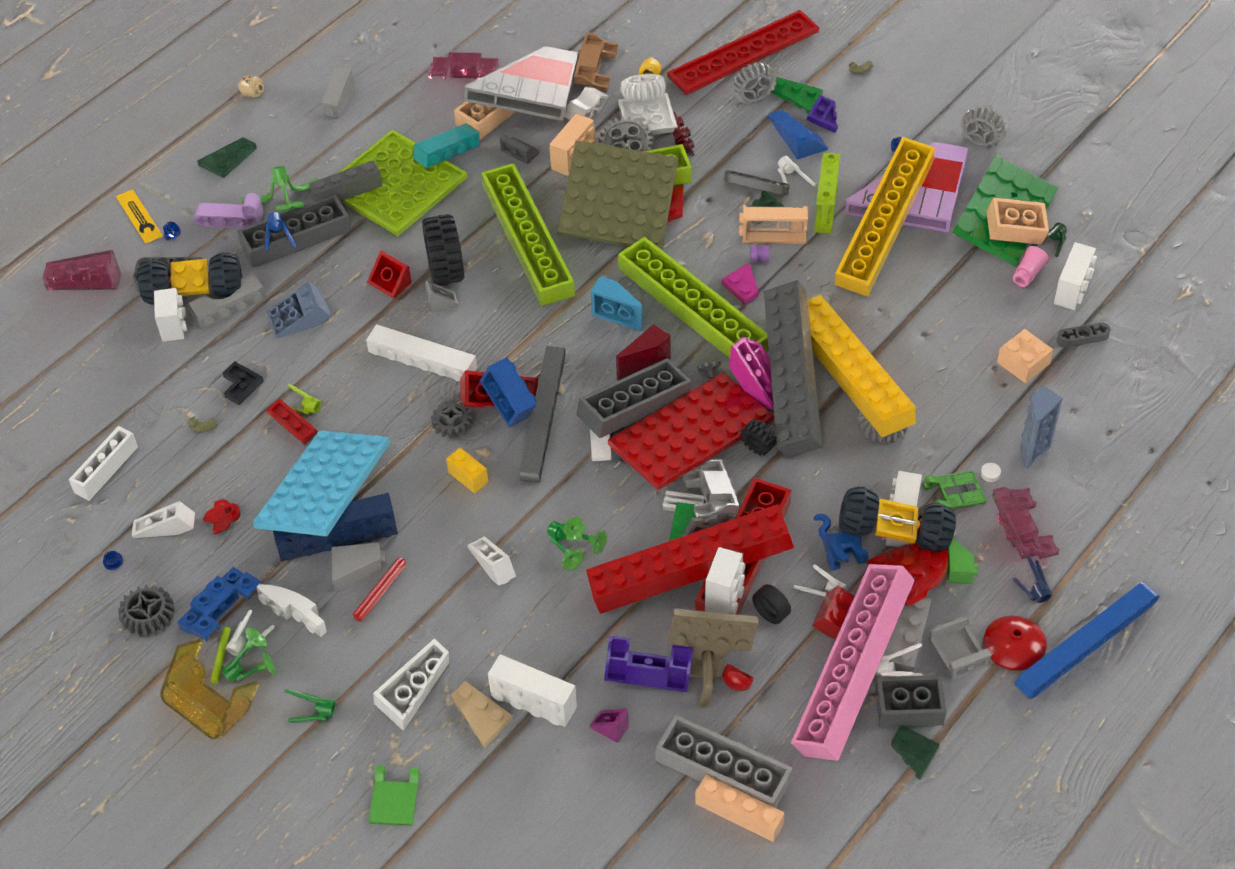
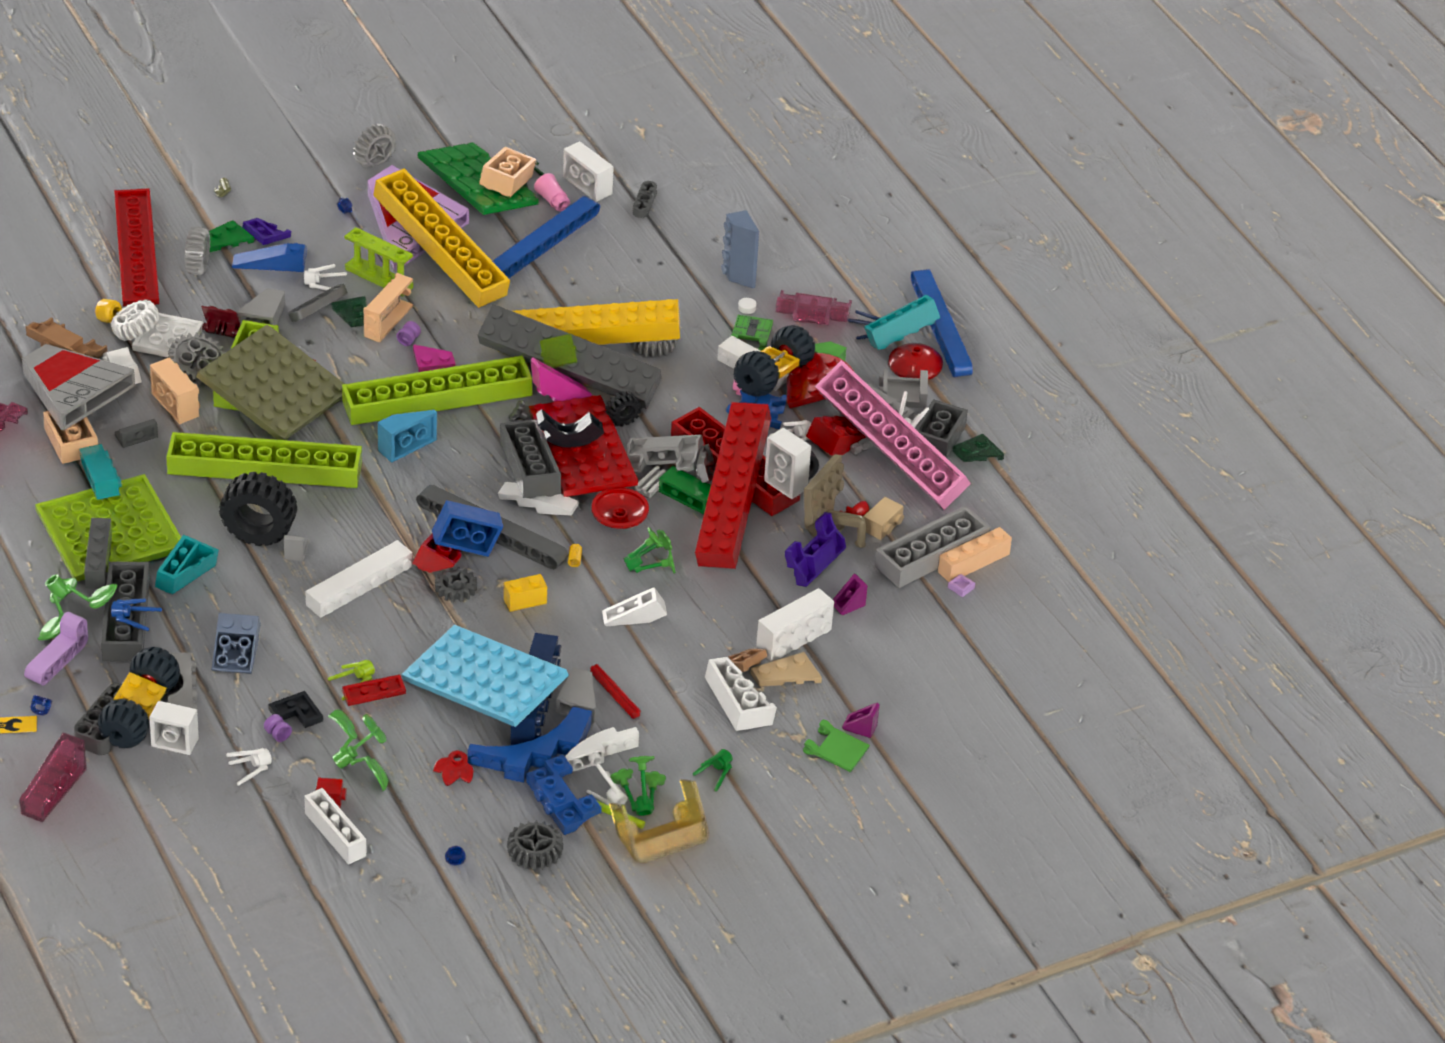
camera: 70 degrees left, 10 degrees down
(148, 444) = (333, 788): none -> red brick
(164, 522) = (437, 806): white slope -> none
(169, 382) = (259, 758): none -> white plant
(188, 412) = (347, 755): none -> bright green plant
(201, 427) = (327, 756): olive arm -> none
(210, 379) = (278, 728): none -> medium lavender wheel
(269, 568) = (518, 758): none -> blue arch
(367, 238) = (185, 564): none -> teal wedge
(390, 275) = (239, 566): red slope -> none
(436, 805) = (863, 721): none -> magenta slope
(469, 669) = (748, 658): none -> medium nougat wing
(542, 486) = (574, 557): none -> yellow piece
(619, 483) = (620, 508): none -> red dish
(643, 352) = (477, 435): dark red slope -> none
(679, 407) = (570, 435): none -> black arch
(694, 815) = (961, 585): none -> lavender tile
(721, 155) = (264, 308): none -> light grey slope
(745, 705) = (883, 518): none -> tan brick
(779, 354) = (558, 351): none -> clear neon green piece
(961, 287) = (547, 236): none -> blue beam
(1025, 356) = (646, 235): light nougat brick -> none
(1047, 603) = (902, 322): none -> teal brick

